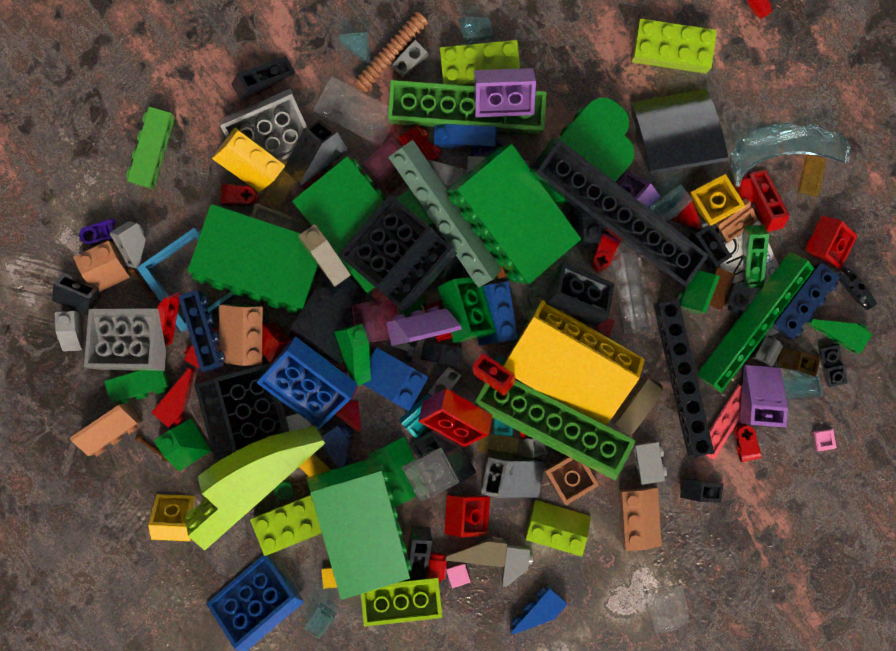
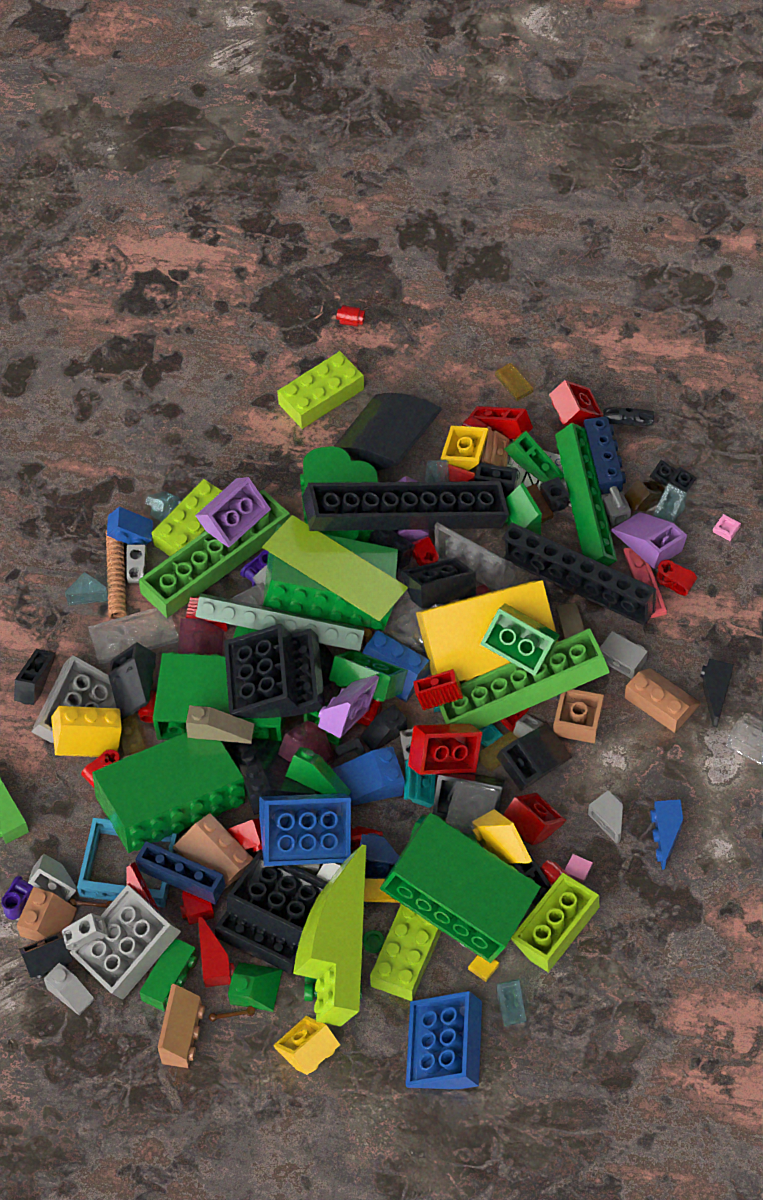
camera: 45 degrees left, 30 degrees down
(103, 311) = (84, 931): none -> light grey leg
(419, 519) = (500, 837): none -> yellow slope
(430, 28) = (129, 527): none -> blue brick
(464, 136) = (235, 570): blue slope -> none
(485, 552) = (579, 829): dark tan slope -> none
(516, 217) = (335, 567): none -> lime sticker
(558, 528) = (612, 763): lime slope -> none
(579, 403) = (519, 639): none -> green slope
(683, 547) = (715, 686): none -> black slope
(701, 490) = (681, 637): black slope -> none
(786, 140) = (473, 372): clear light blue windscreen -> none
(848, 335) = (657, 447): green slope -> none

